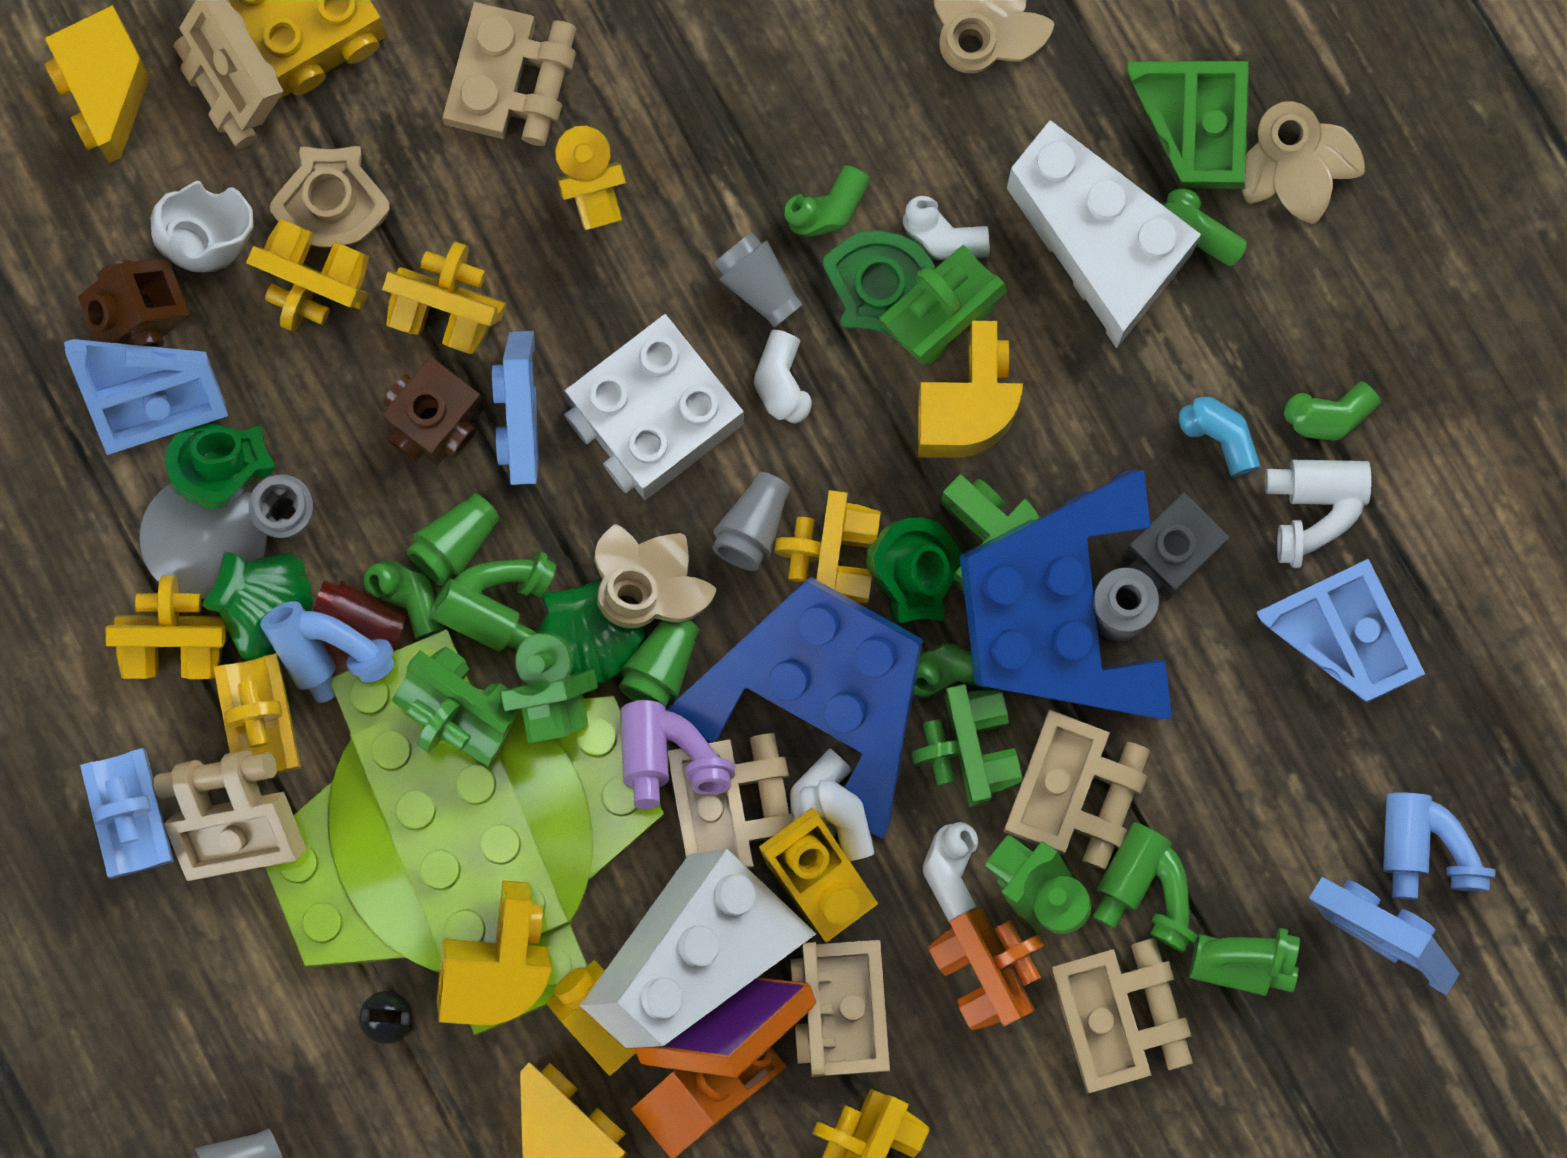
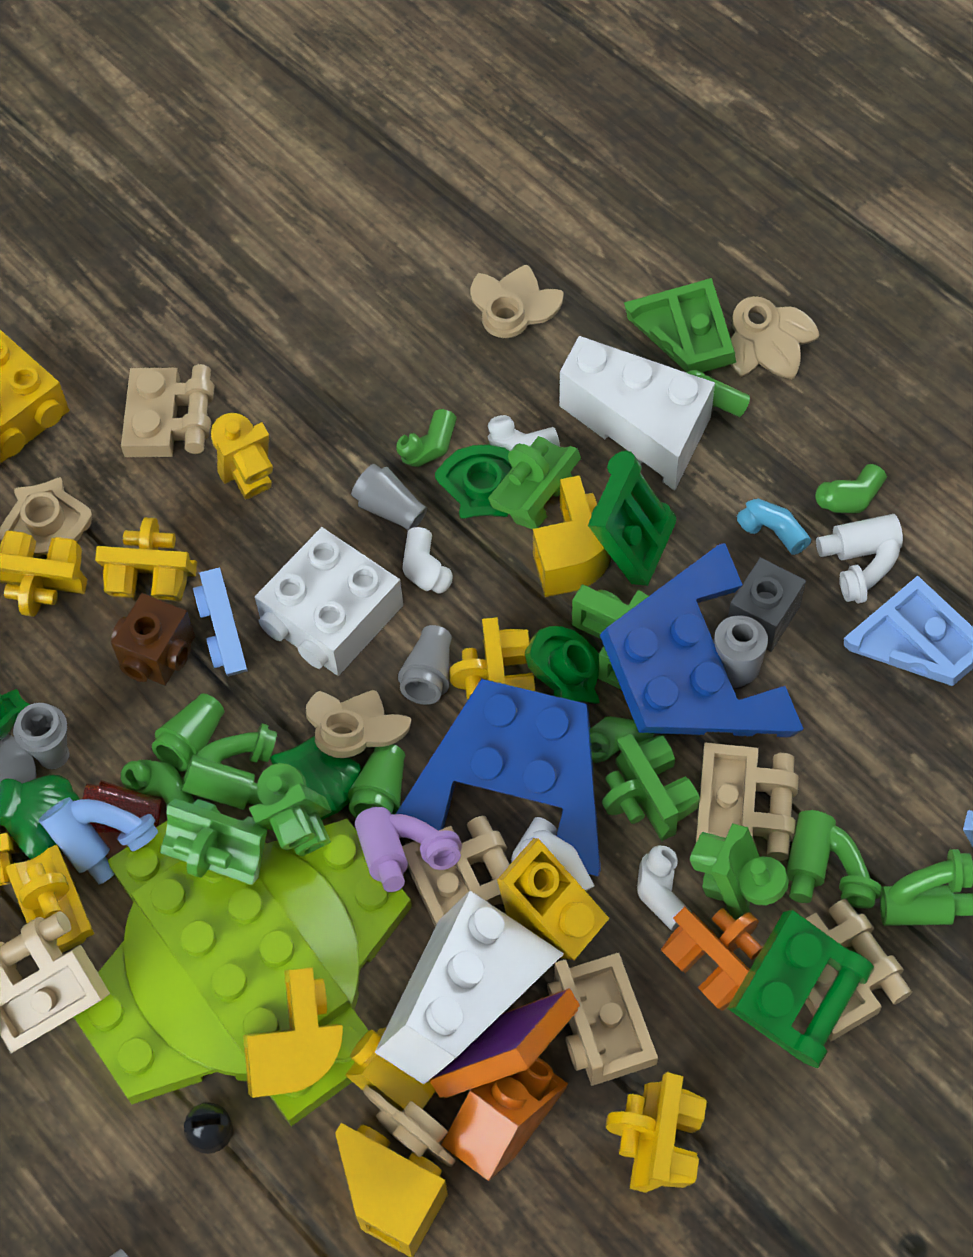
camera: 10 degrees left, 20 degrees down
(606, 1092) = (411, 1127): none -> tan plate
(1030, 411) = (631, 520): none -> green plate
(1051, 1024) = (785, 977): none -> green plate

